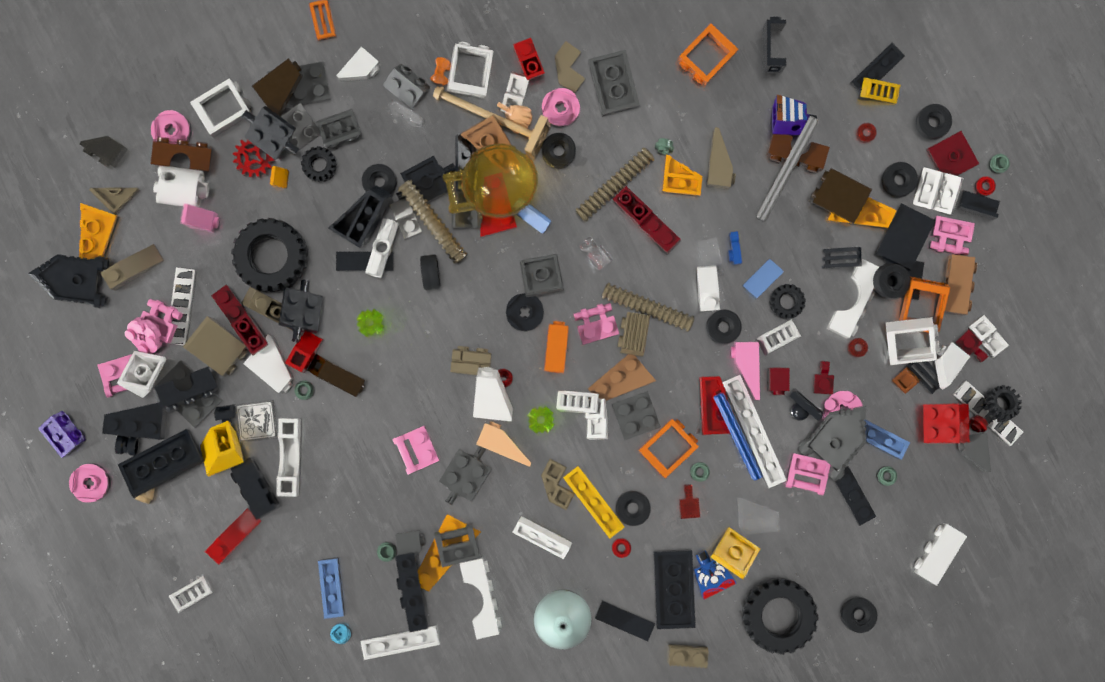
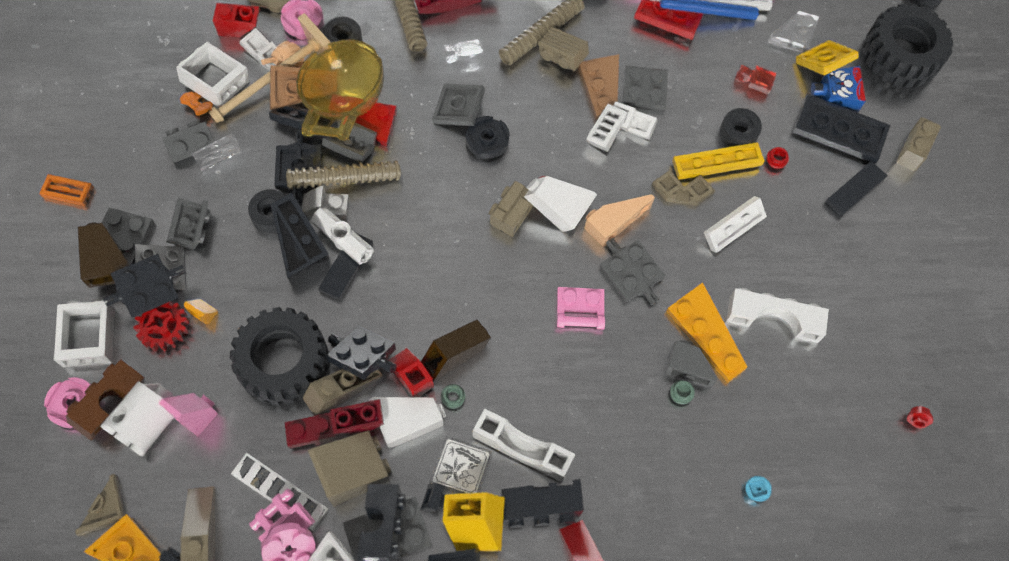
camera: 70 degrees left, 20 degrees down
(106, 149) = (39, 489): clear smoke slope -> none
(318, 175) = (208, 250): black tyre -> none
(330, 588) = (699, 474): medium blue plate -> none
(359, 67) = (139, 173): white slope -> none
(375, 328) = (416, 286): clear neon green brick -> none
(399, 642) = (793, 427): white tile -> none
(412, 596) = (743, 382): black bracket -> none
(430, 272) = (395, 200): black tyre -> none
(457, 552) = (717, 309): dark grey plate -> none
(535, 218) = (397, 86): medium blue slope -> none
(547, 414) = (608, 168): clear neon green brick -> none
(556, 347) = (541, 117): orange window -> none
(560, 608) = (838, 239): light aqua cylinder -> none
(598, 329) = (541, 82): bright pink plate -> none
(678, 426) = (697, 89): orange window -> none
(704, 476) = (728, 52): sand green plate -> none

